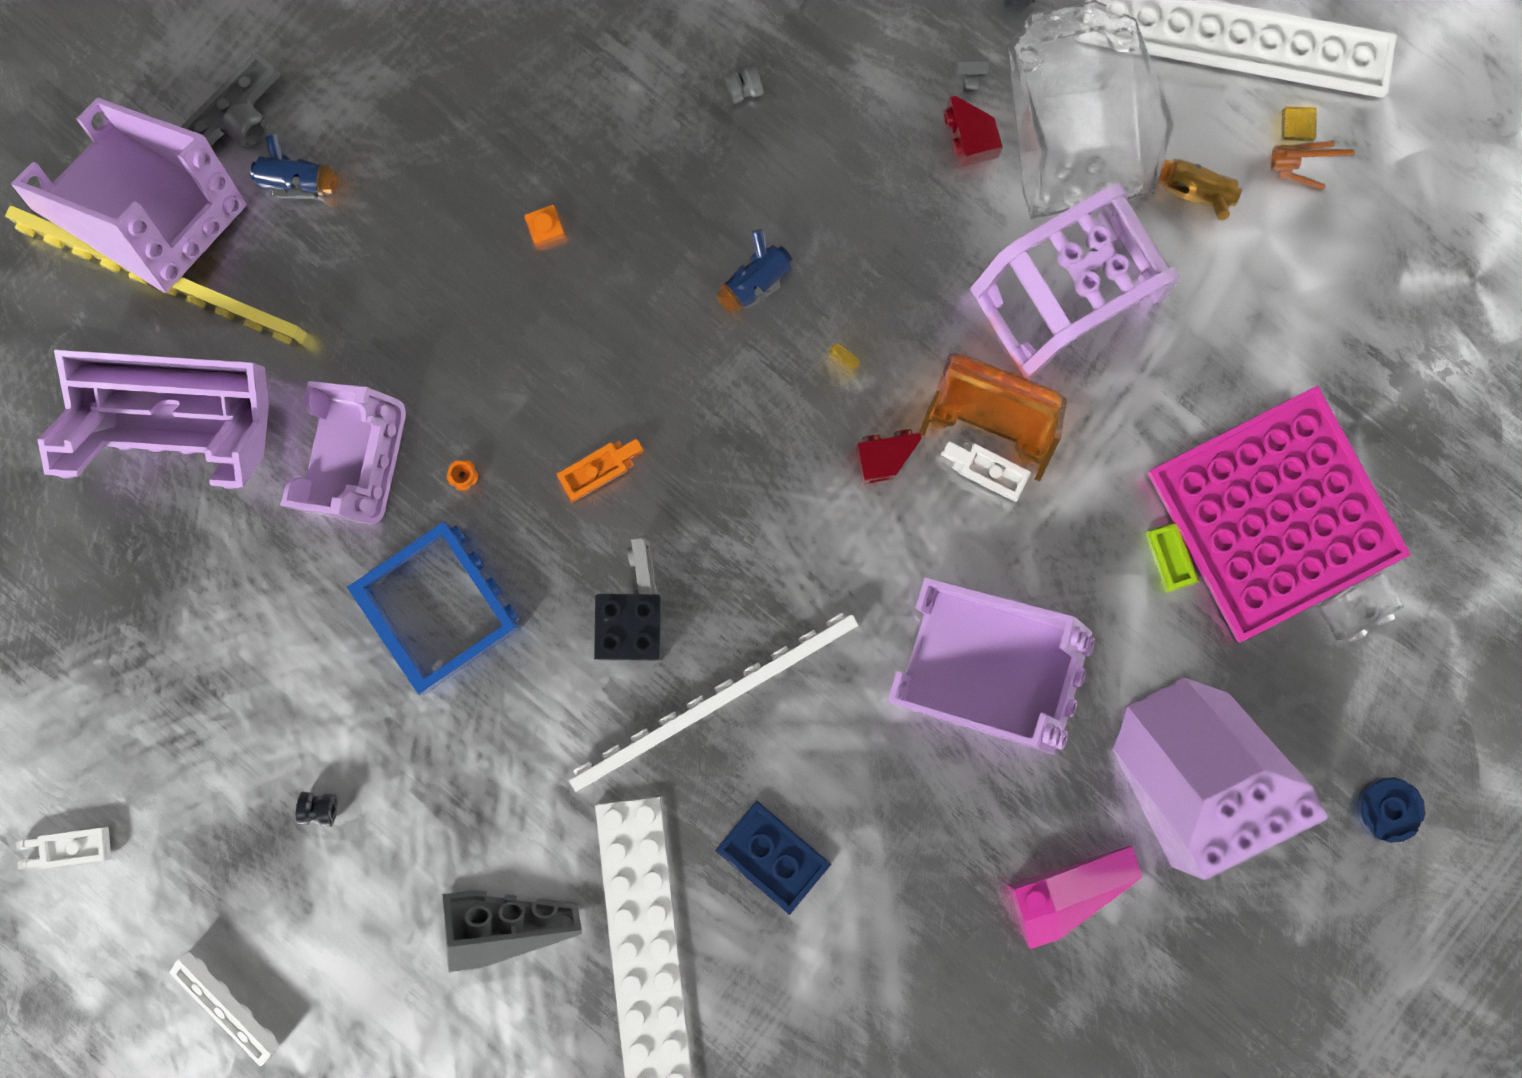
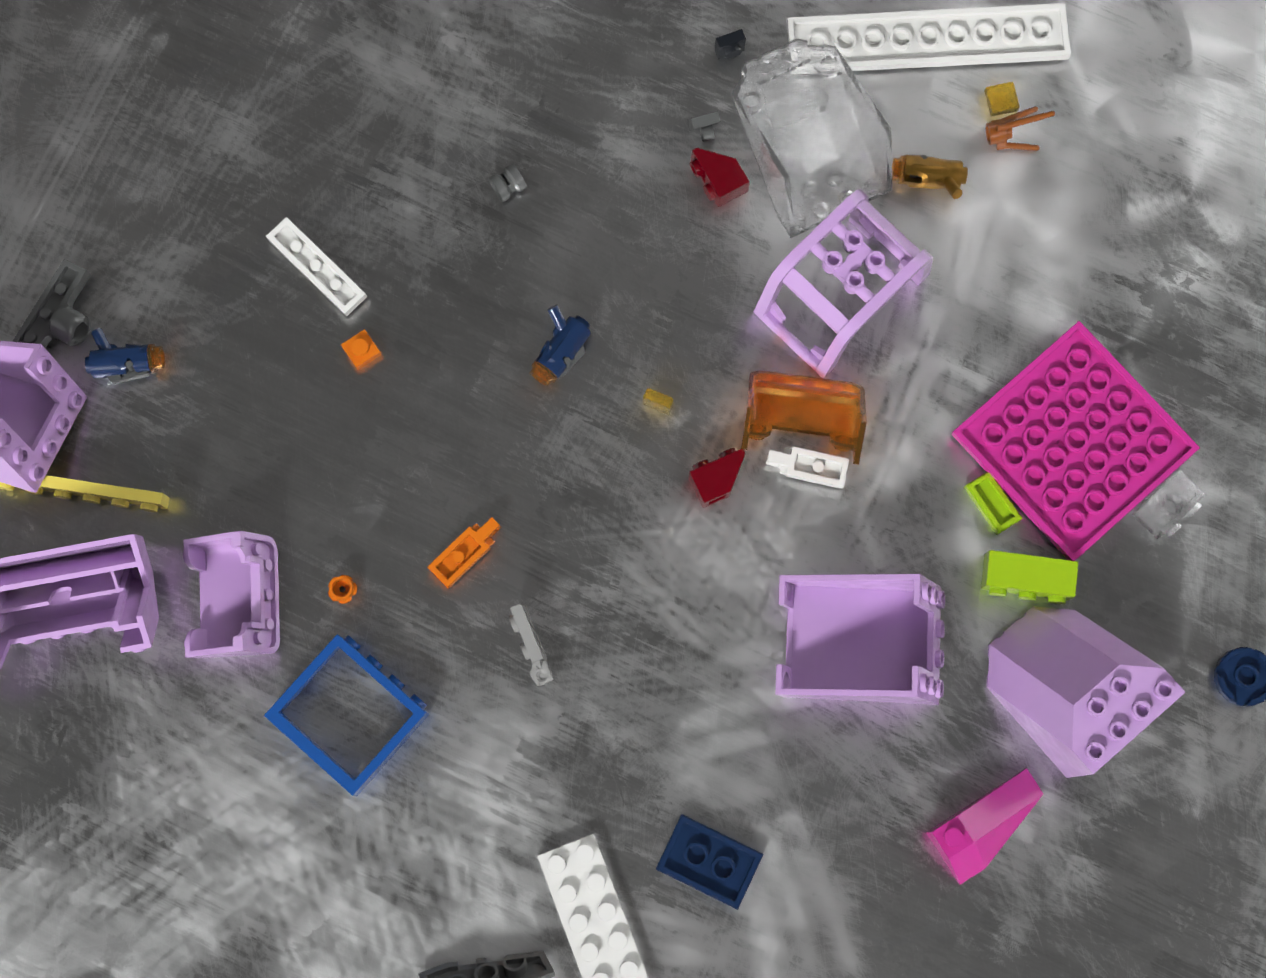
camera: 15 degrees left, 5 degrees down
(316, 809) = (284, 925): black wheel -> none
(519, 125) = (316, 266): none -> white plate
(627, 627) = (526, 687): black bracket -> none
(701, 707) = (610, 743): white plate -> none
(1190, 645) = (1029, 576): none -> lime brick

